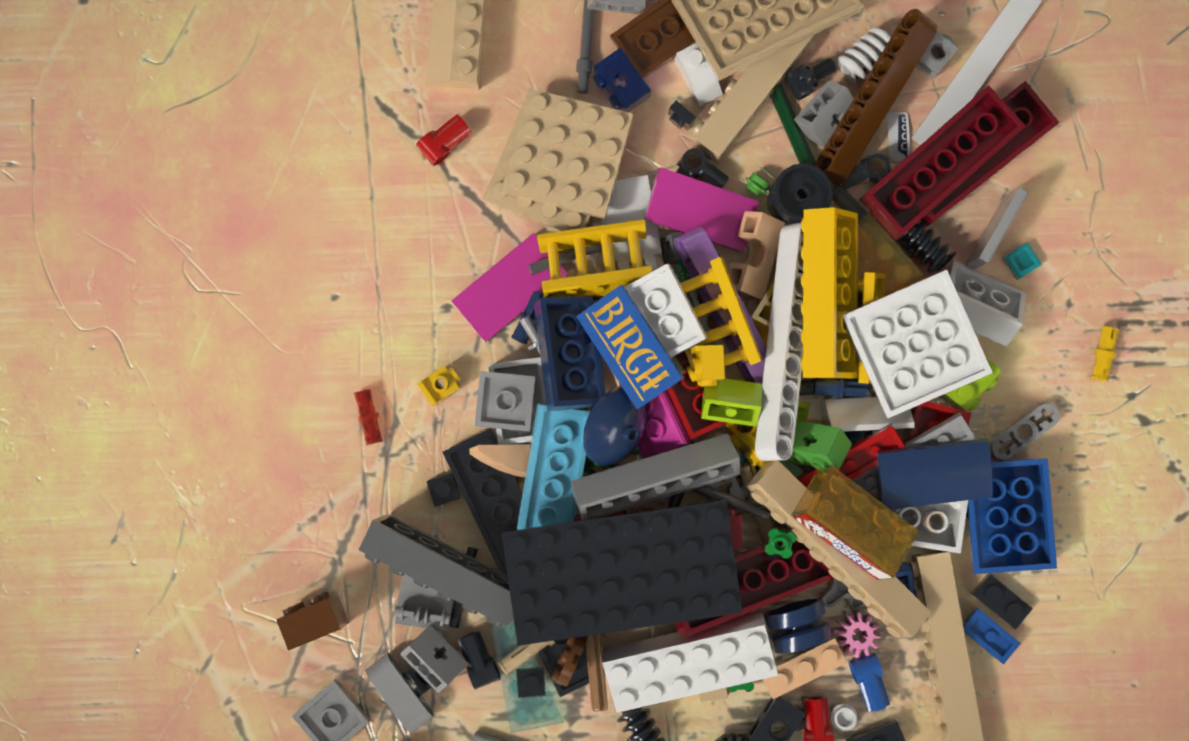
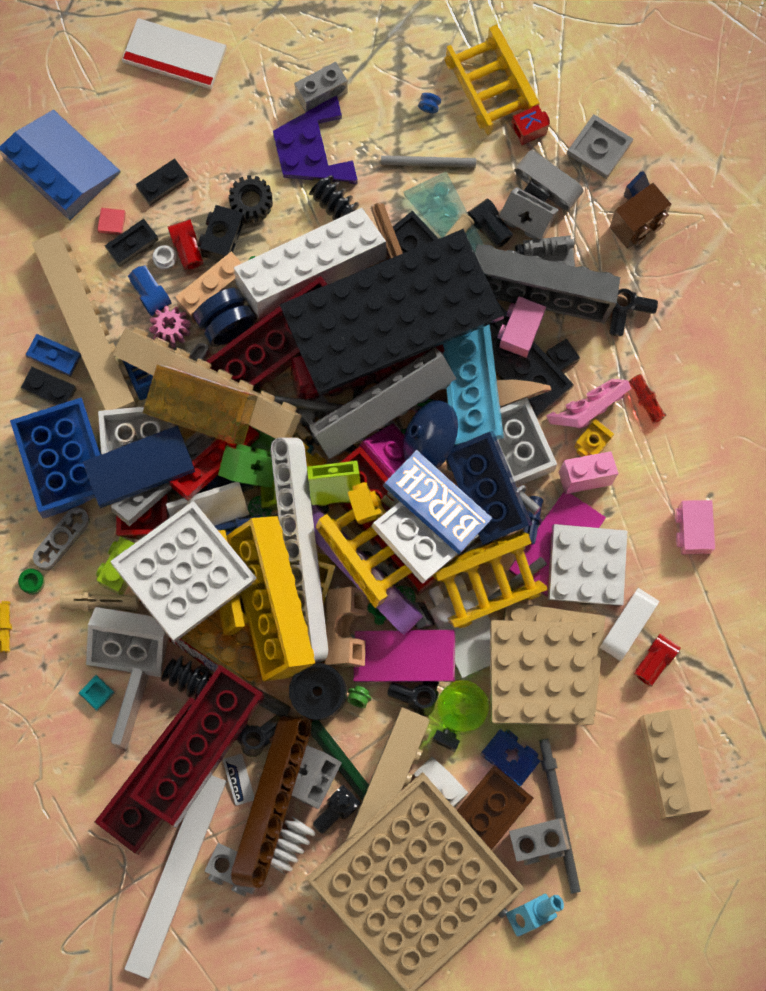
camera: 170 degrees right, 10 degrees down
(304, 656) = (636, 185): none -> dark blue slope
(350, 525) = (633, 303): none -> black axle
(361, 264) = (696, 527): none -> bright pink brick
(438, 419) = (582, 411): none -> bright pink wing
(456, 350) = (588, 472): none -> bright pink brick
(460, 183) = (629, 624): none -> white beam
(480, 527) = (522, 326): none -> bright pink brick
(485, 255) = (587, 565): none -> white plate
(505, 401) = (532, 433): light grey plate -> none
(530, 682) = (441, 215): black plate -> none
(568, 660) = (415, 232): reddish brown plate -> none
(644, 133) = (472, 697): none -> clear neon green brick
(780, 535) = (260, 380): green plate -> none
(815, 408) = (255, 509): none -> green tile
(1030, 361) = (87, 601): none -> tan pin
(1064, 394) = (31, 581): none -> green tile

